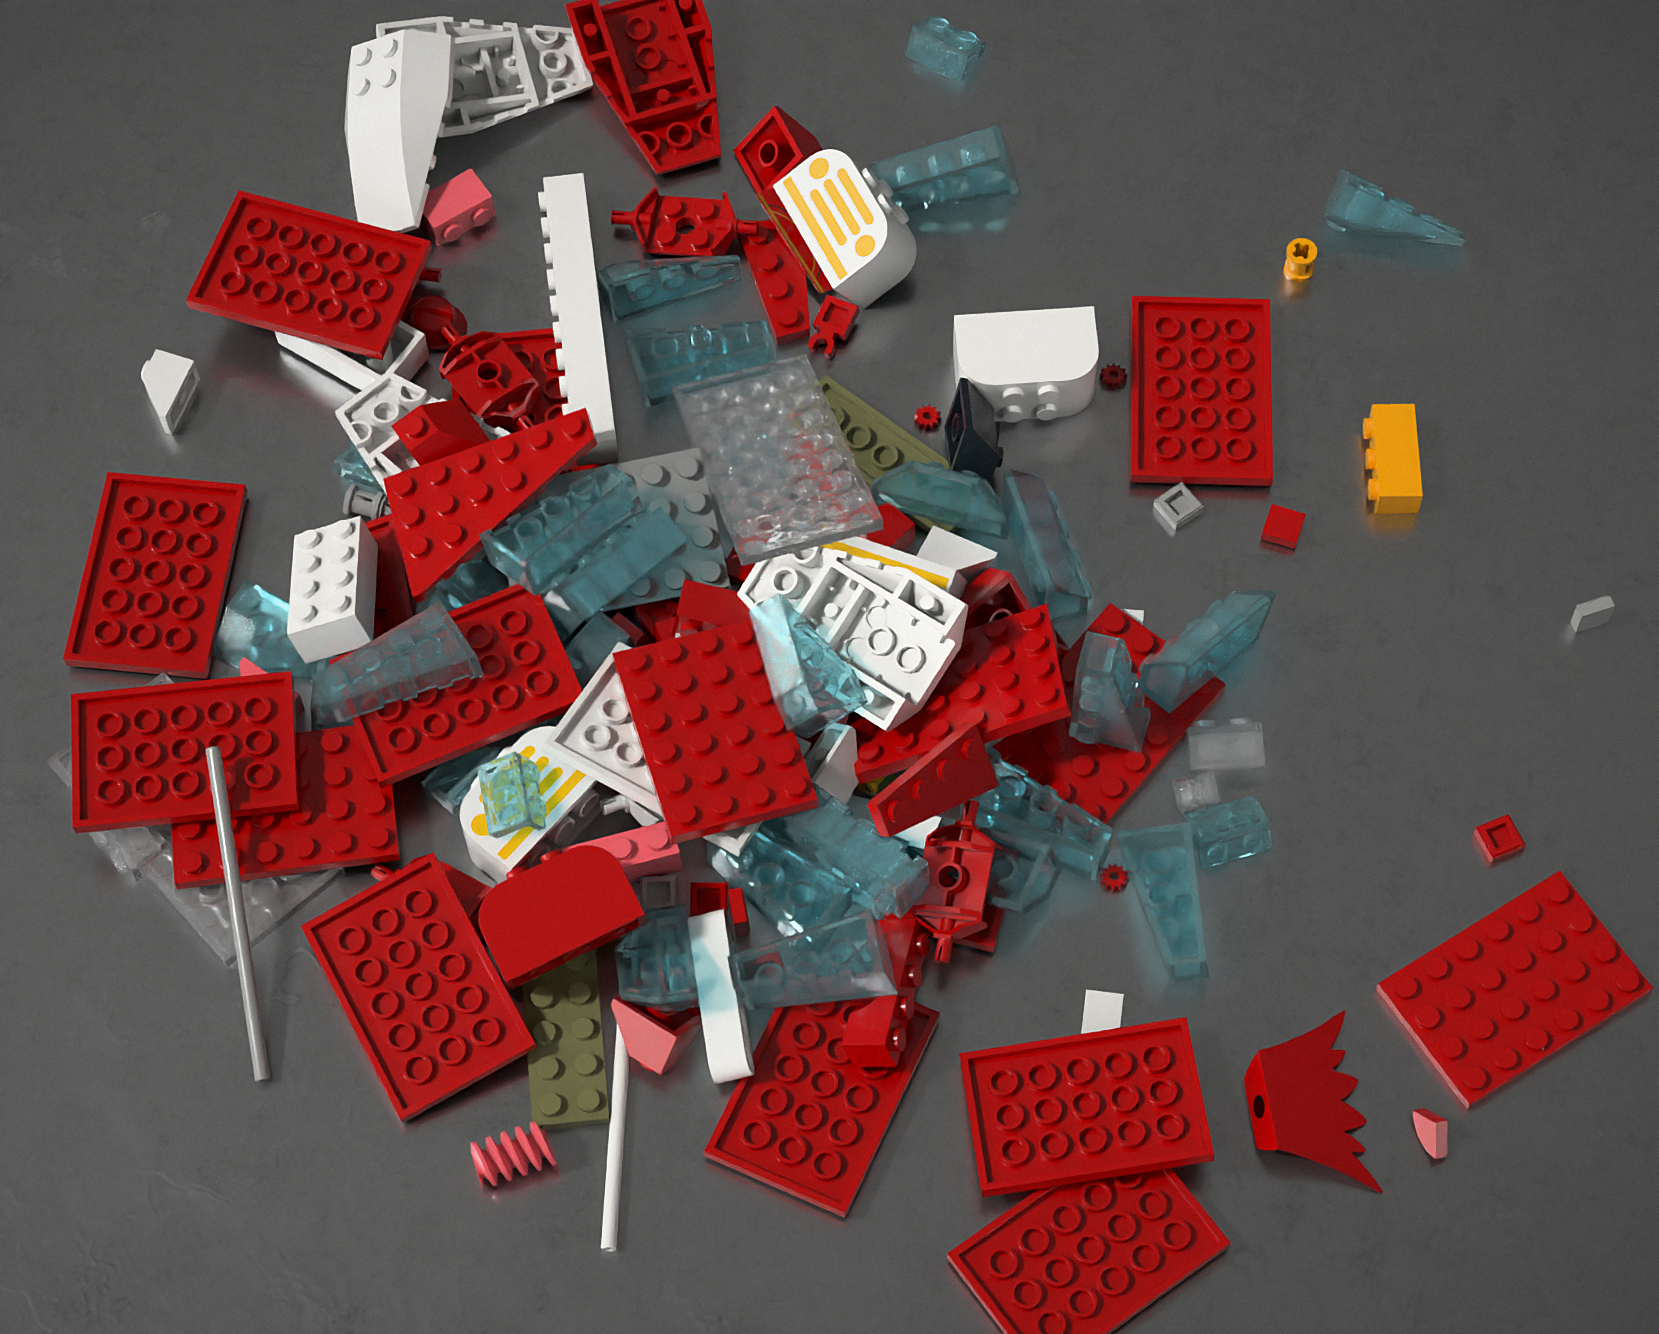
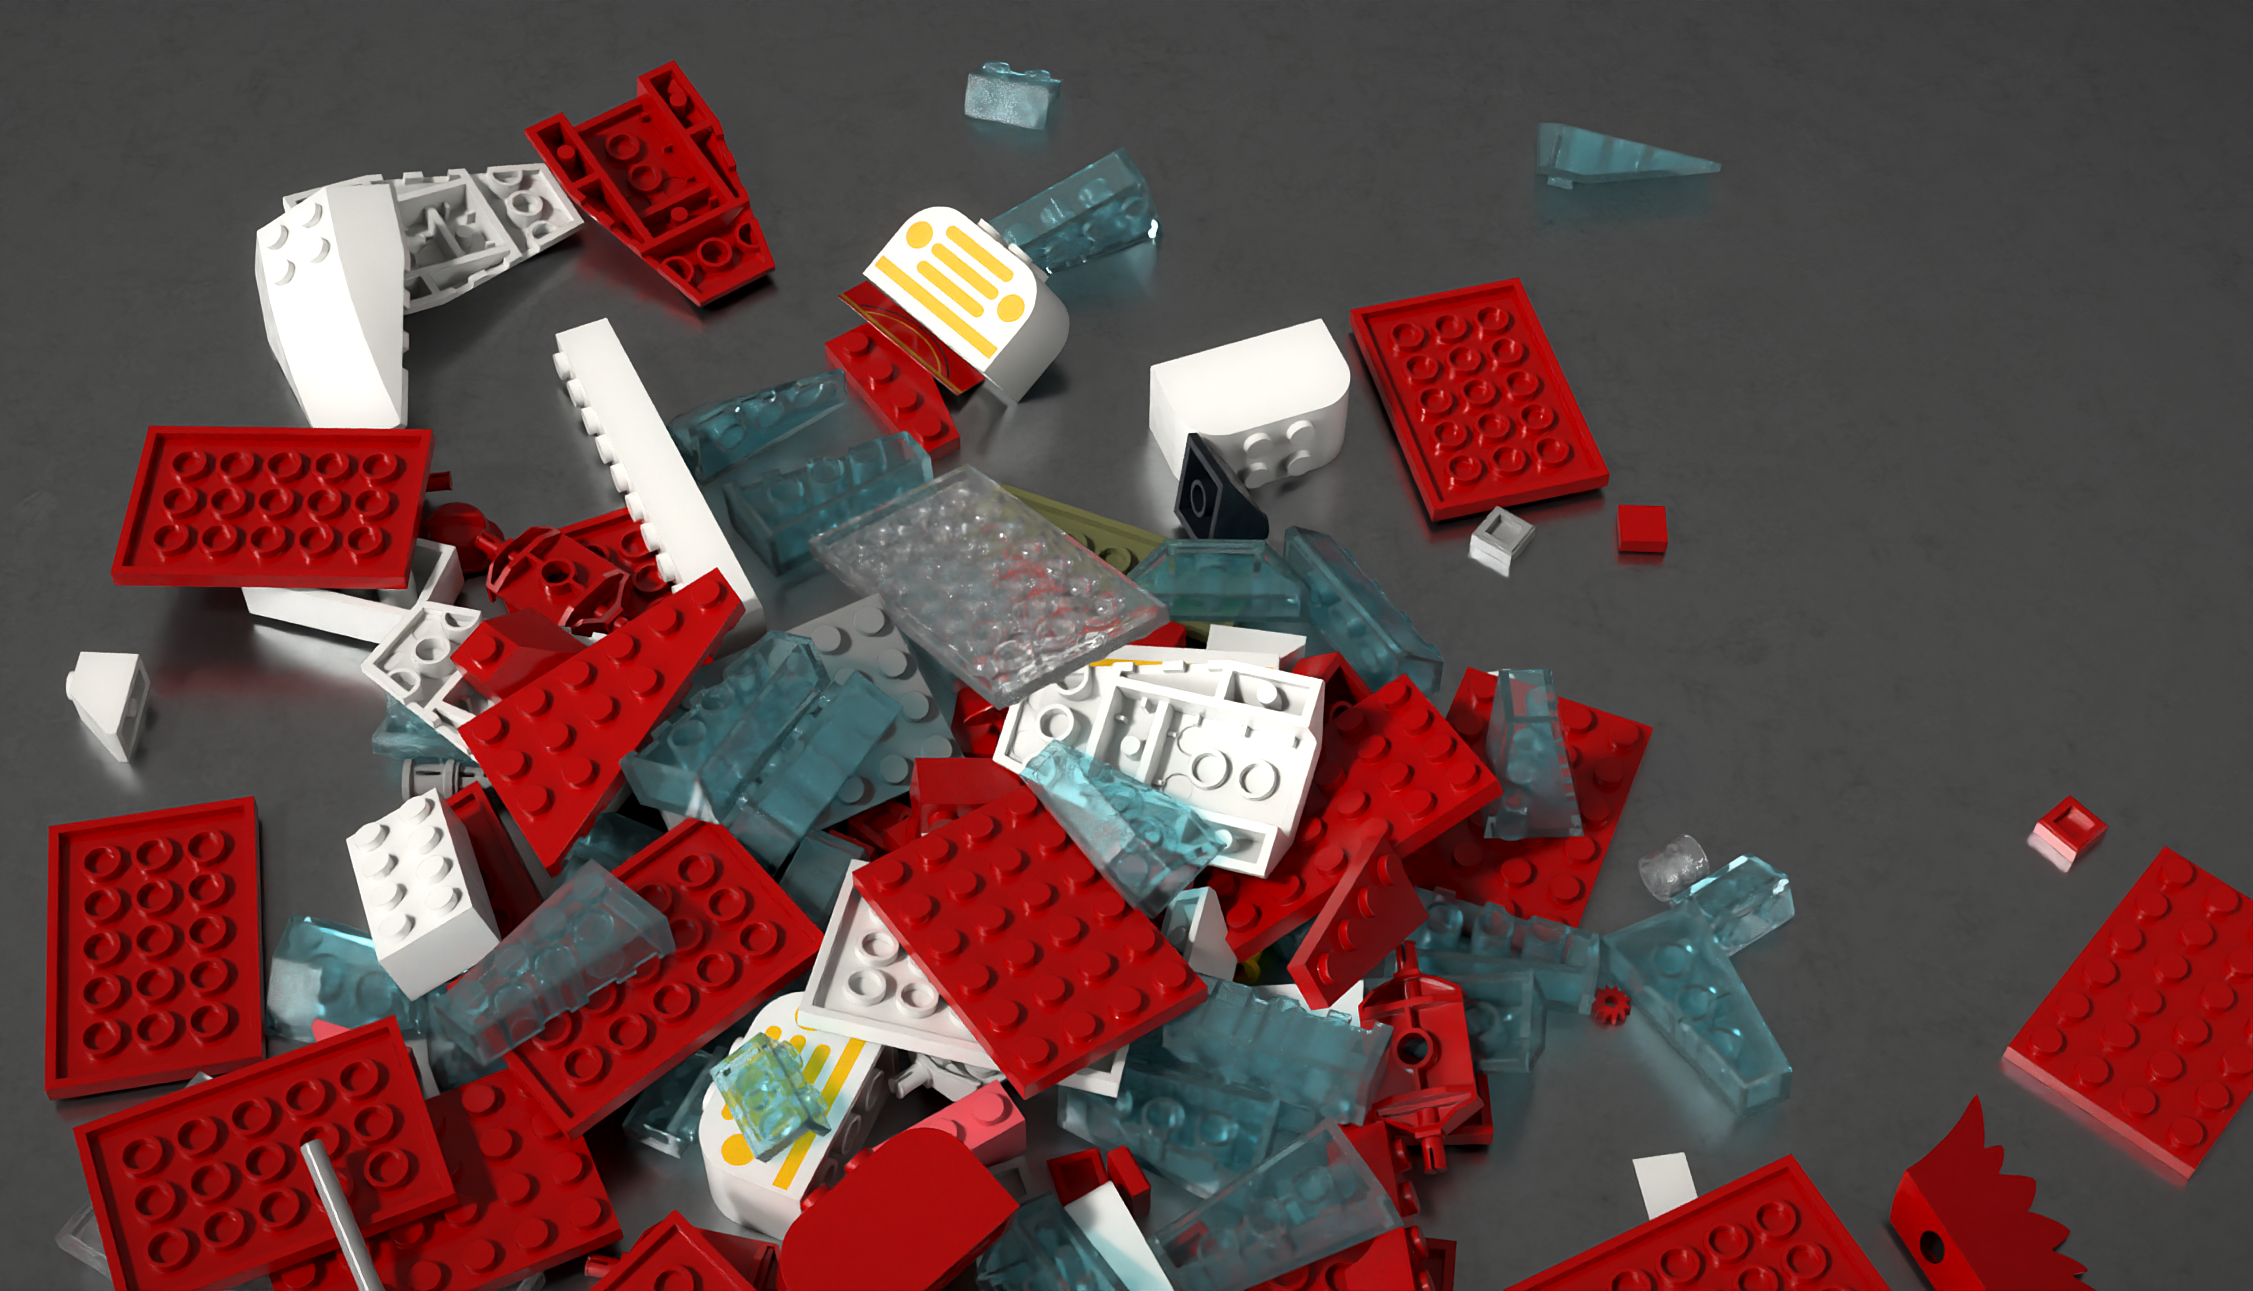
camera: 20 degrees left, 10 degrees down
(456, 207) = (451, 394): coral brick -> none
(661, 217) = (722, 354): red plate -> none
(774, 149) = (841, 244): red slope -> none
(833, 321) = (986, 421): red plate -> none
(927, 412) = (1138, 505): red piece -> none
(1107, 372) = (1362, 408): red piece -> none
(1204, 647) = (1619, 680): clear light blue slope -> none
(1225, 746) = (1688, 801): clear bracket -> none
(1300, 259) = (1534, 234): light orange bush -> none
(1393, 458) = (1744, 419): light orange brick -> none
(1431, 1132) = (2163, 1218): tile -> none
(1592, 613) = (2059, 536): light grey tile -> none

